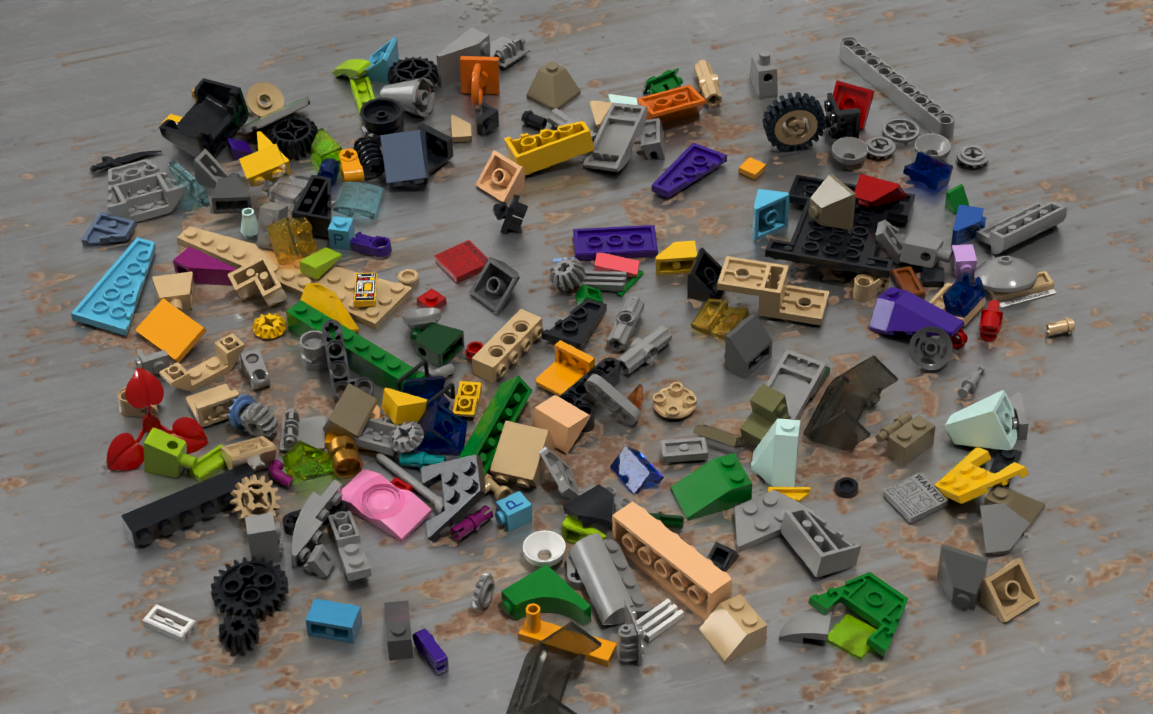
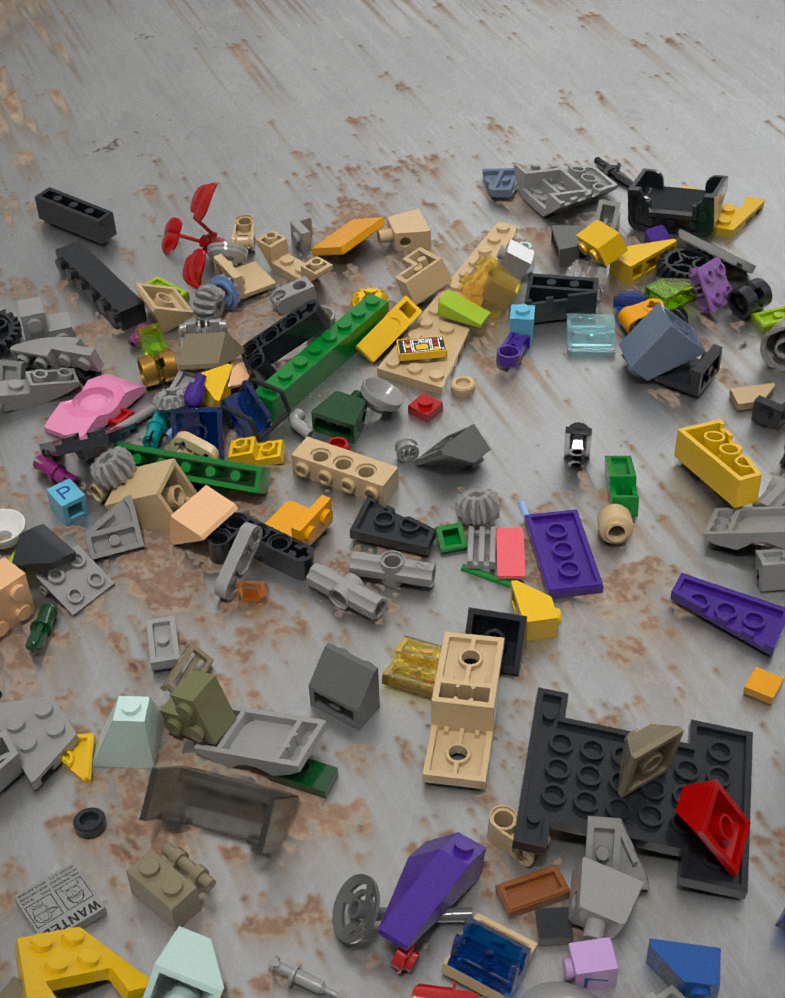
camera: 85 degrees right, 0 degrees up
(63, 524) = (75, 215): none -> black brick
(117, 293) = (391, 198): medium azure wing -> none
(166, 454) = (162, 253): lime torso -> none
(179, 408) = (231, 251): none -> light grey piece
(185, 178) = (569, 205): clear light blue slope -> none
(204, 267) = (451, 239): magenta slope -> none
(248, 495) = (94, 316): tan gear -> none
(264, 92) = (741, 234): tan dish -> none
(328, 121) = (713, 283): none -> medium lavender hinge
(344, 108) = (749, 297): none -> black wheel
(381, 117) = (730, 324): black wheel -> none
(416, 411) = (195, 392): none -> dark purple cylinder
(461, 261) = (501, 424): red tile -> none
(464, 430) = (193, 445): none -> tan beam
(487, 311) = (404, 444): none -> light grey bush
(502, 177) = (656, 437): light nougat slope -> none
(504, 471) = (113, 467): none -> light grey gear
(553, 204) = (622, 483): none -> green slope
(595, 210) = (615, 524): none -> tan head
(635, 469) = (134, 603): clear blue panel -> none
(674, 401) = (253, 629): tan dish -> none
(713, 488) = (91, 678): green slope -> none
(769, 212) = (632, 690): medium azure slope -> none
(956, 197) = (755, 957): green slope -> none

